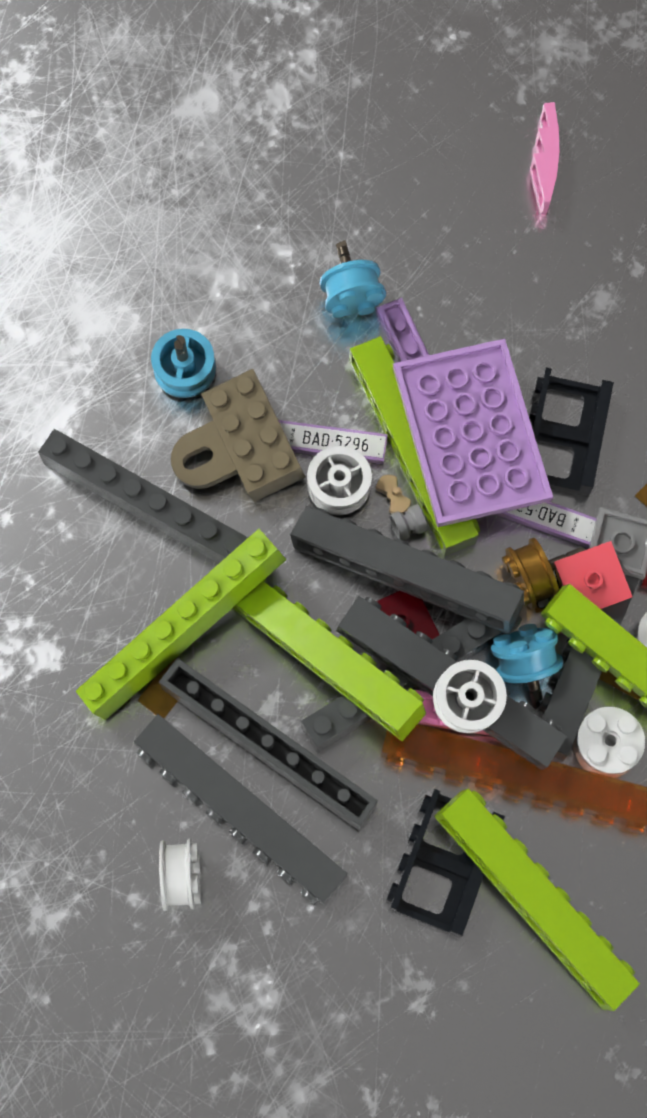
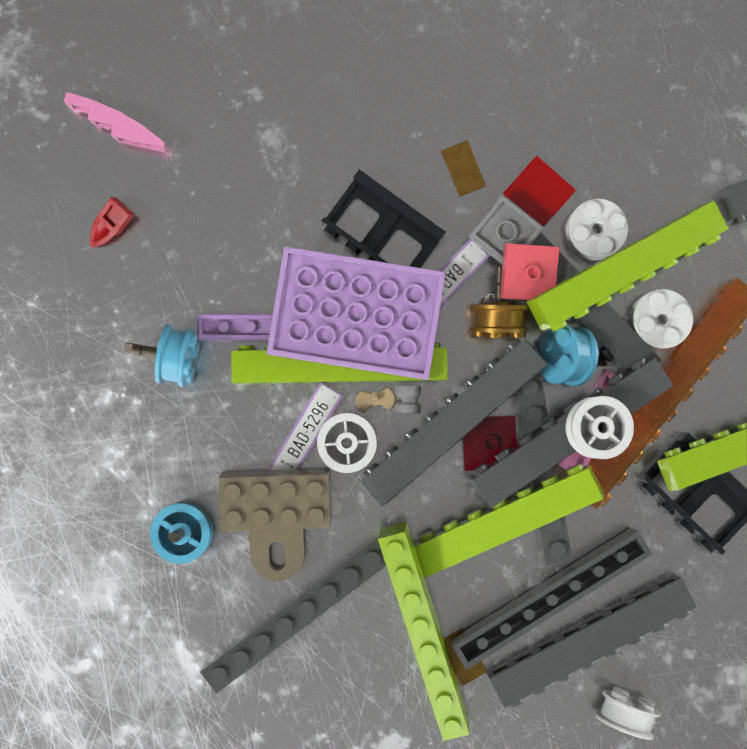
camera: 65 degrees left, 15 degrees up
(452, 188) = (109, 222): none -> plate

